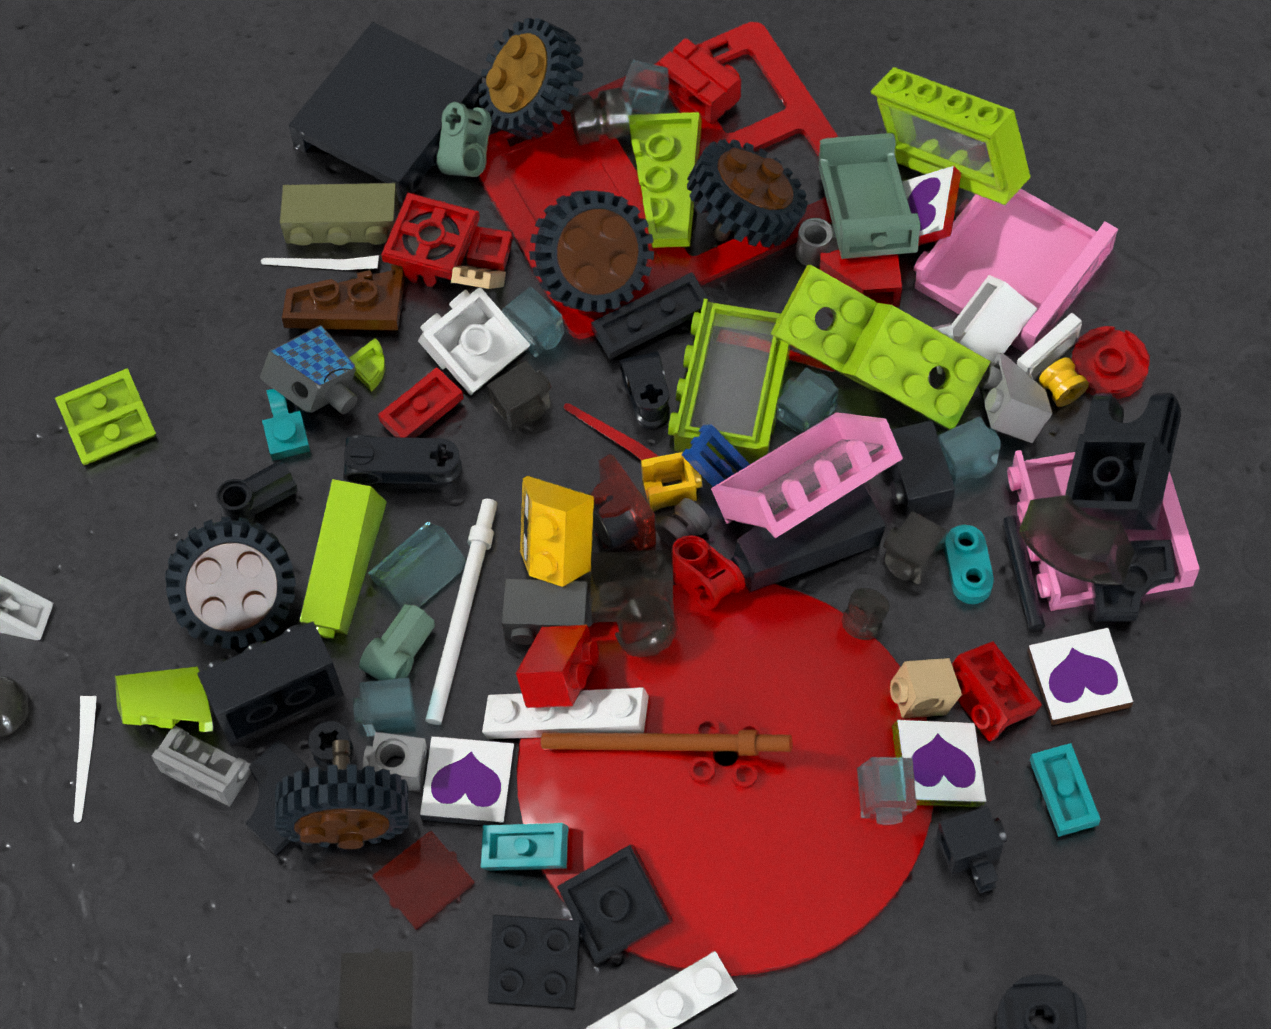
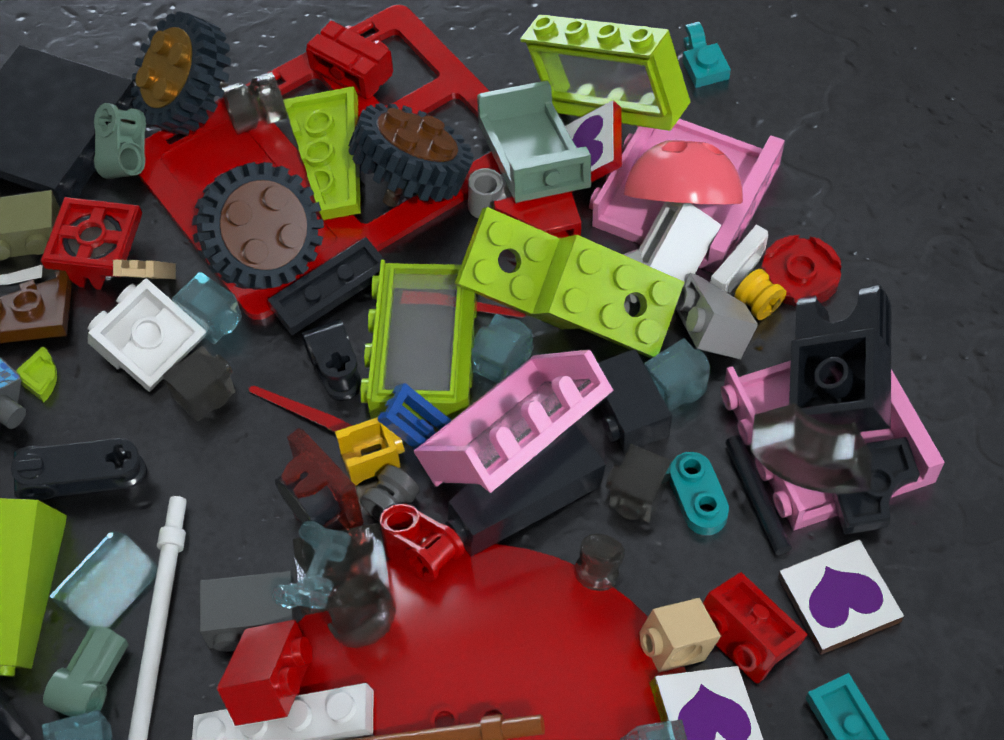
camera: 10 degrees left, 5 degrees down
(421, 405) = (96, 408): red plate -> none
(489, 248) = (156, 242): red plate -> none
(555, 531) = (250, 521): yellow slope -> none
(606, 600) = (314, 589): none -> clear light blue piece
(645, 88) = (297, 71): clear light blue panel -> none
(1008, 257) = (685, 174): none -> coral piece
(1056, 128) = (703, 61): none -> teal plate

